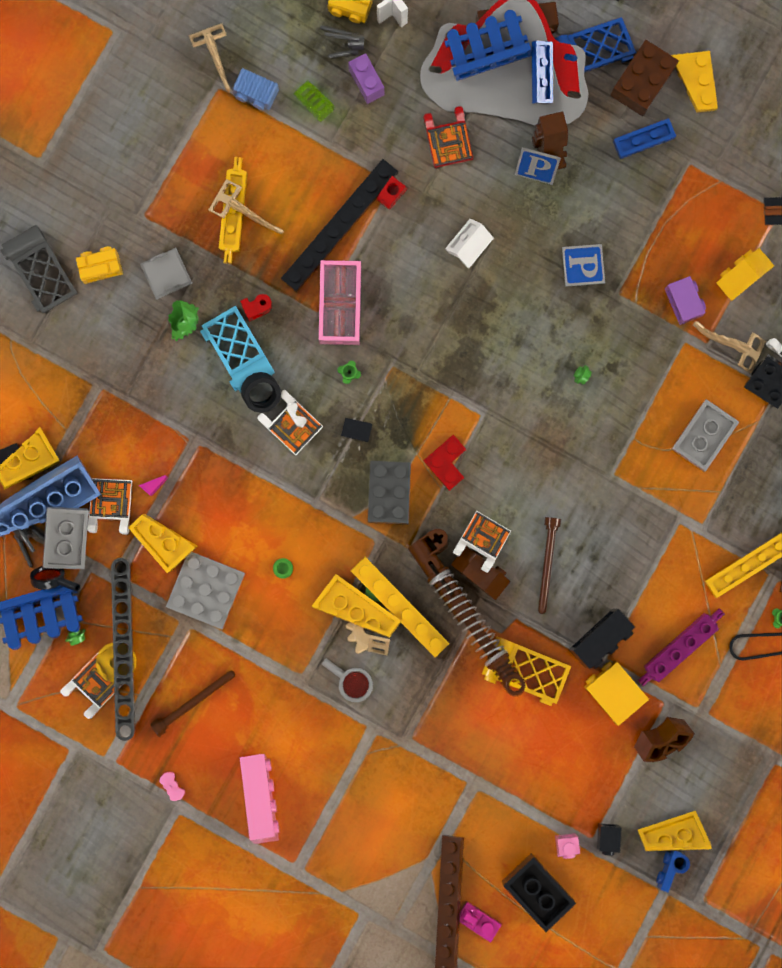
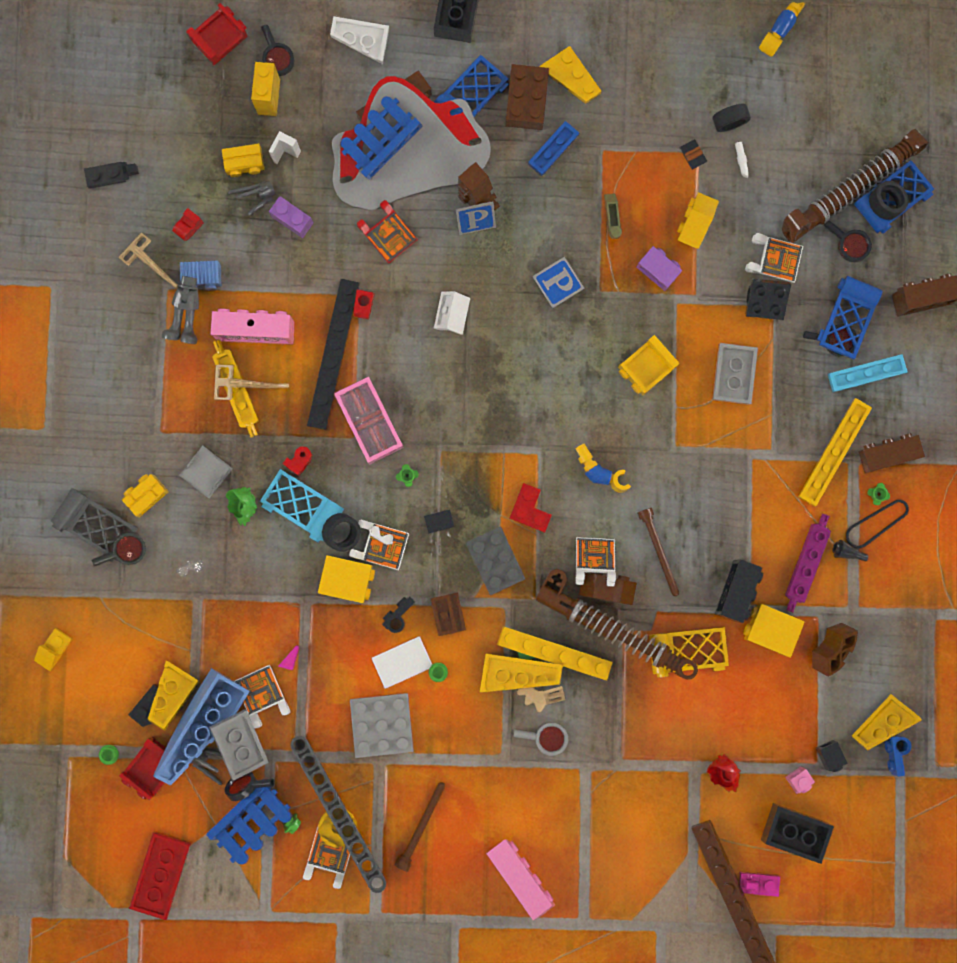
camera: 35 degrees left, 0 degrees up
(57, 306) = (127, 549): none -> piece
(110, 353) = (195, 565): none -> clear piece
(161, 542) = (324, 705): yellow wing -> none
(172, 786) = (440, 908): bright pink piece -> none
(229, 103) = (186, 299): none -> dark grey piece
(243, 438) = (346, 579): none -> yellow panel
(254, 542) = (402, 662): none -> white sticker
(267, 38) = (187, 225): none -> red leg
(278, 161) = (252, 327): none -> bright pink brick
(283, 490) = (403, 605): none -> black plate
(320, 519) = (448, 614): none -> reddish brown plate
(325, 111) = (270, 262): clear neon green slope -> none
(499, 801) = (725, 773): none -> red hair
(527, 463) = (597, 473): none -> piece
(542, 72) = (439, 136): plate -> none
(582, 375) = (605, 376): bright green plate -> none
(627, 386) = (648, 365): none -> yellow panel
(667, 229) = (612, 216): none -> olive piece
(721, 653) = (844, 550): none -> black cone
(740, 346) = (724, 283): tan piece -> none

